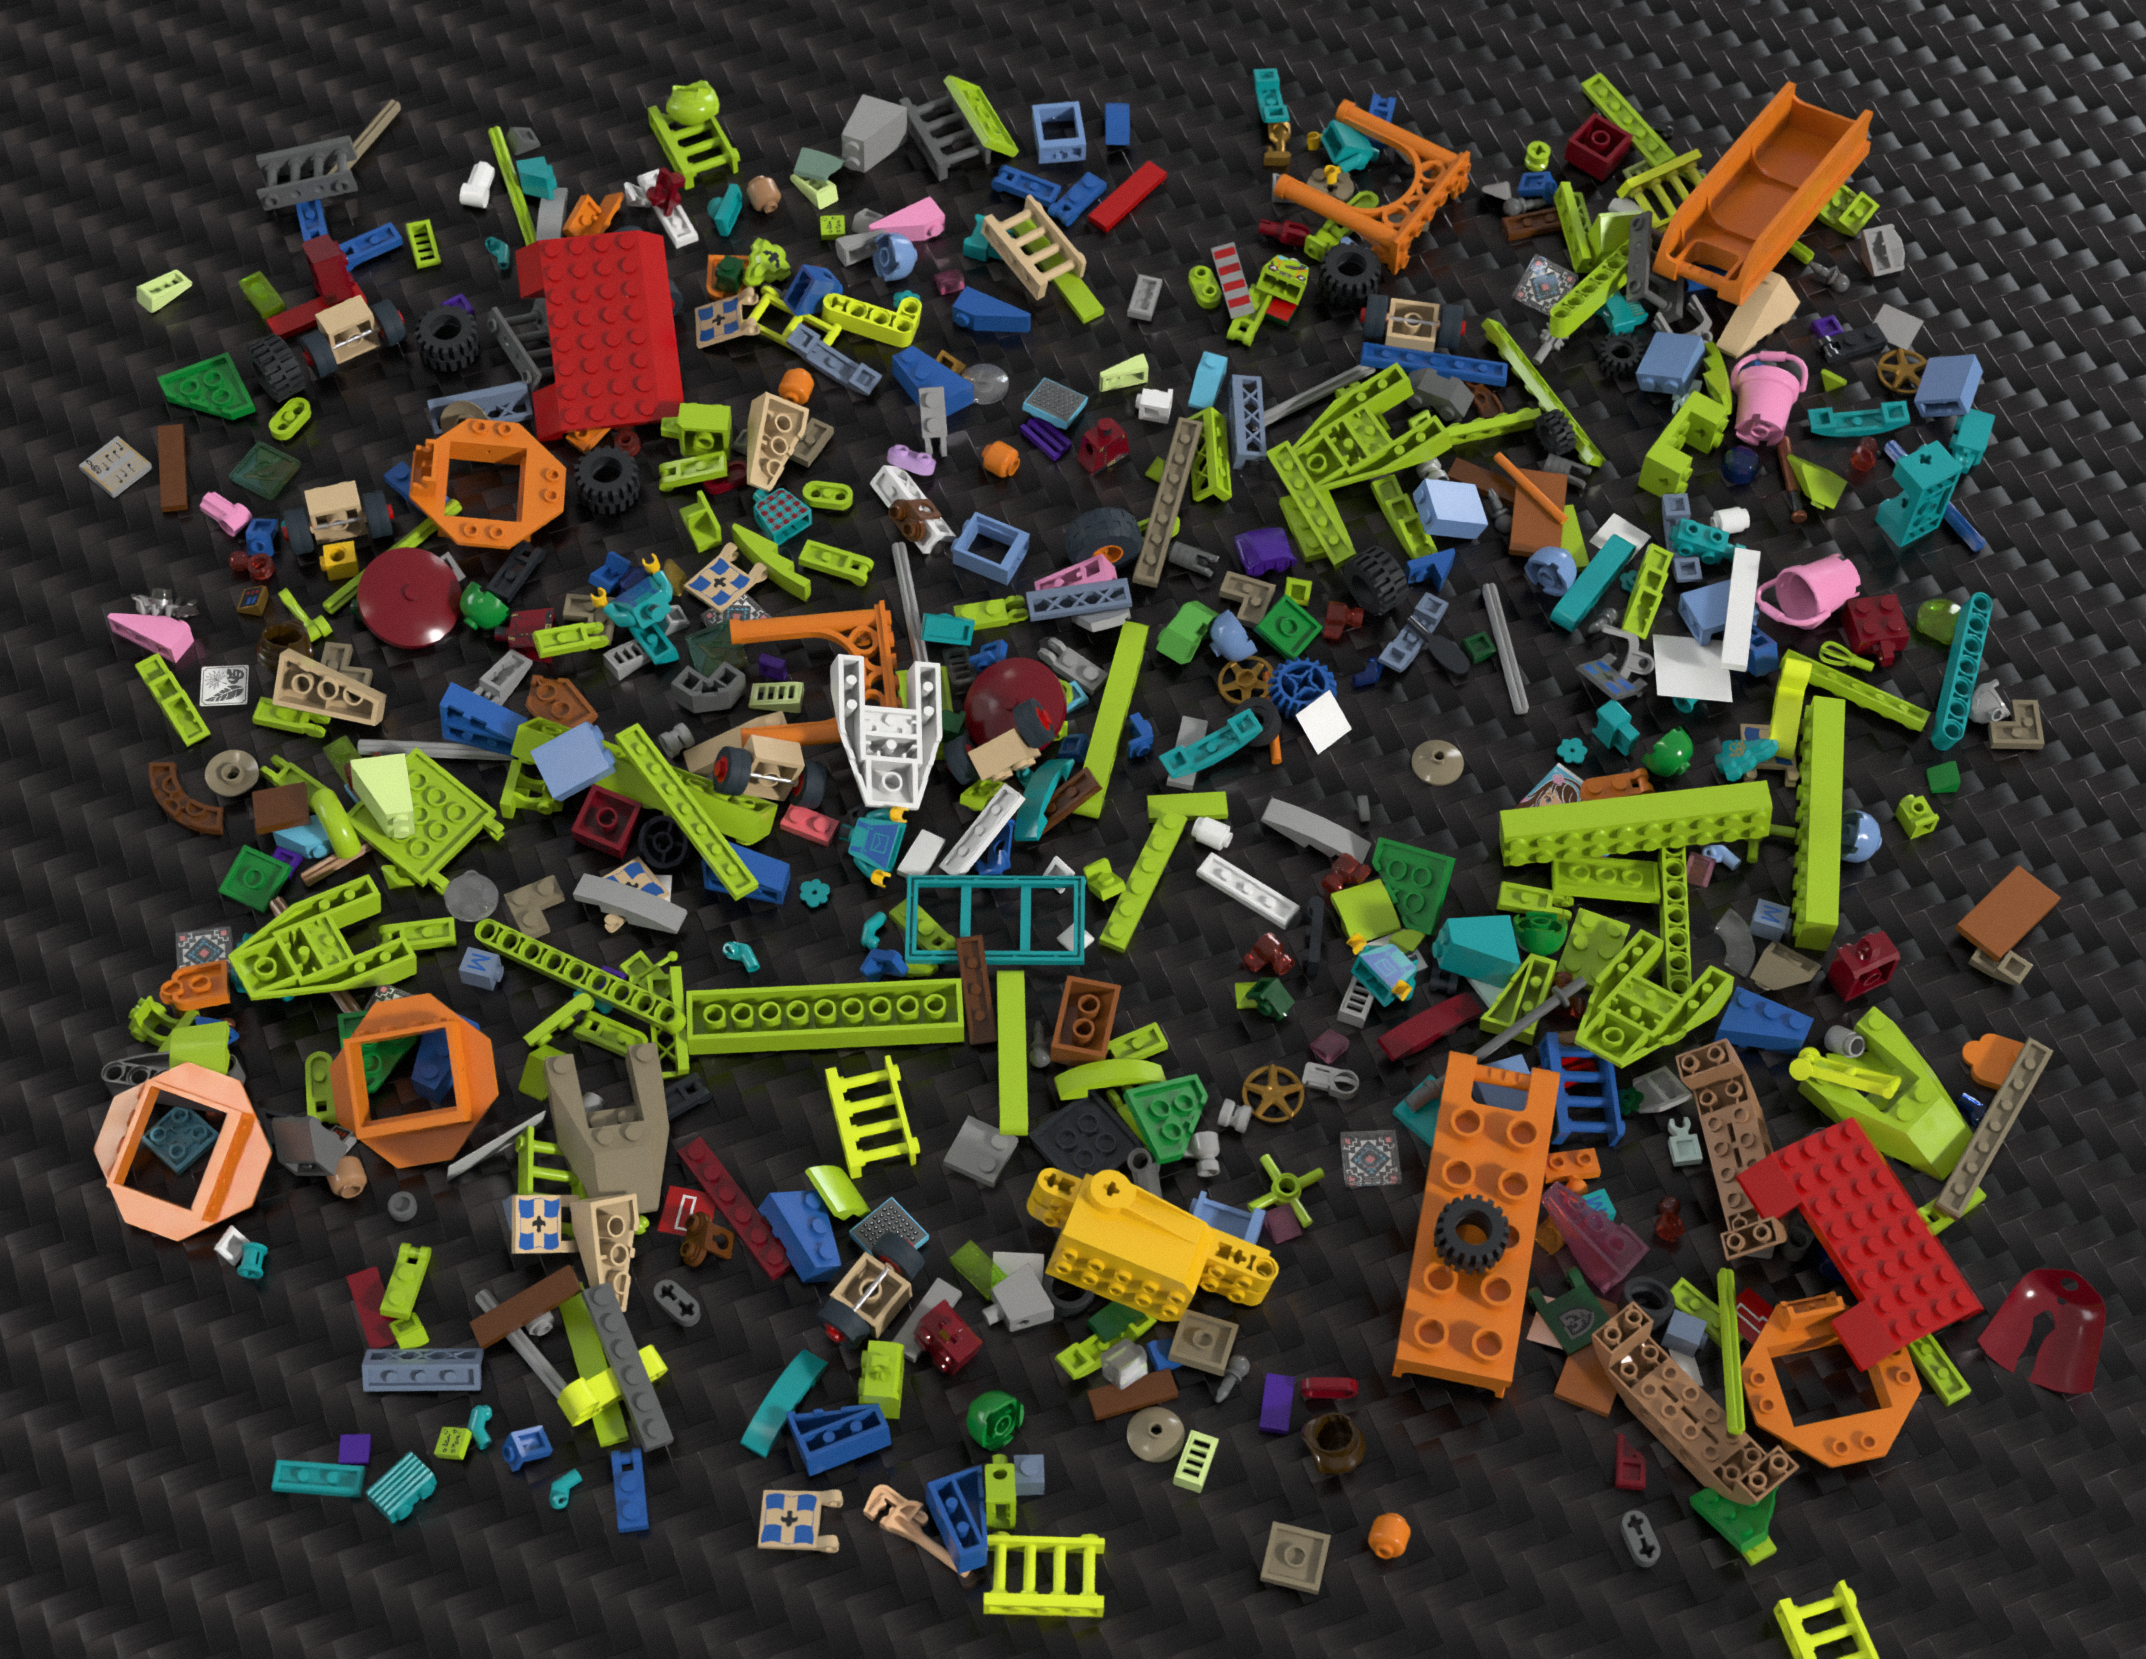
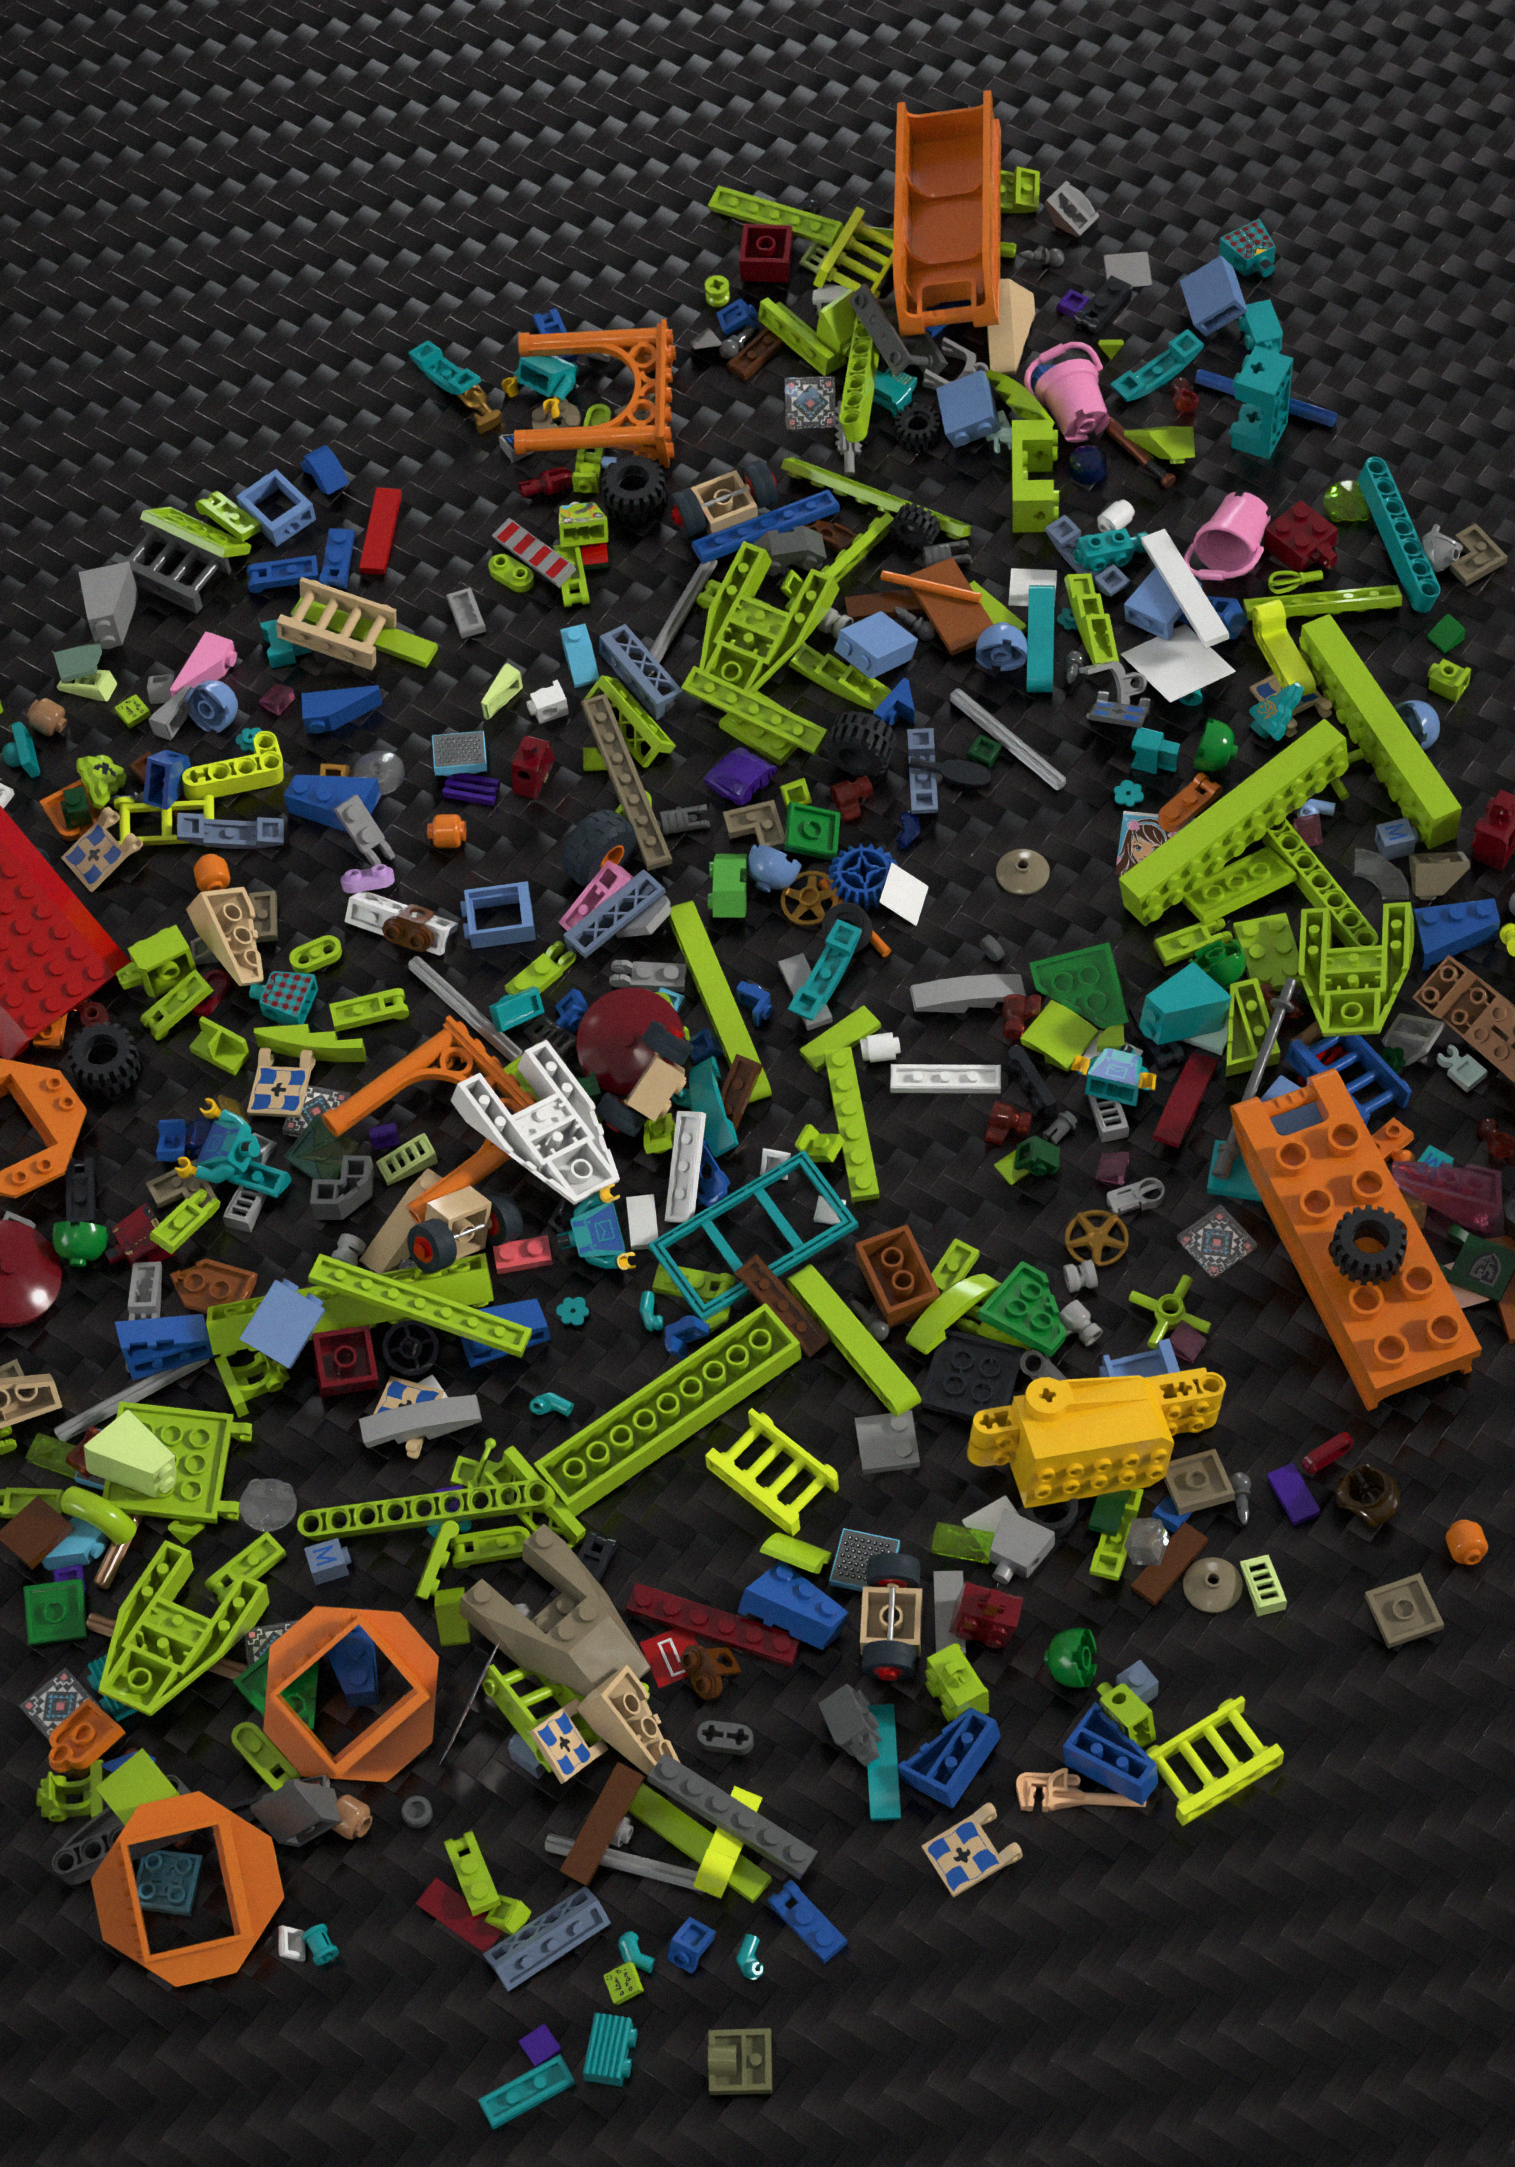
camera: 25 degrees left, 0 degrees up
(493, 1564) = (740, 2061): none -> olive plate
(528, 902) = (323, 1476): dark tan plate -> none
(777, 1355) = (852, 1723): none -> dark grey hinge
(1017, 118) = (228, 516): none -> lime plate
(1310, 986) = (1065, 1122): none -> dark grey pin
(1903, 371) = (1163, 305): pearl gold wheel -> none
(2010, 365) = (1249, 249): none -> teal torso

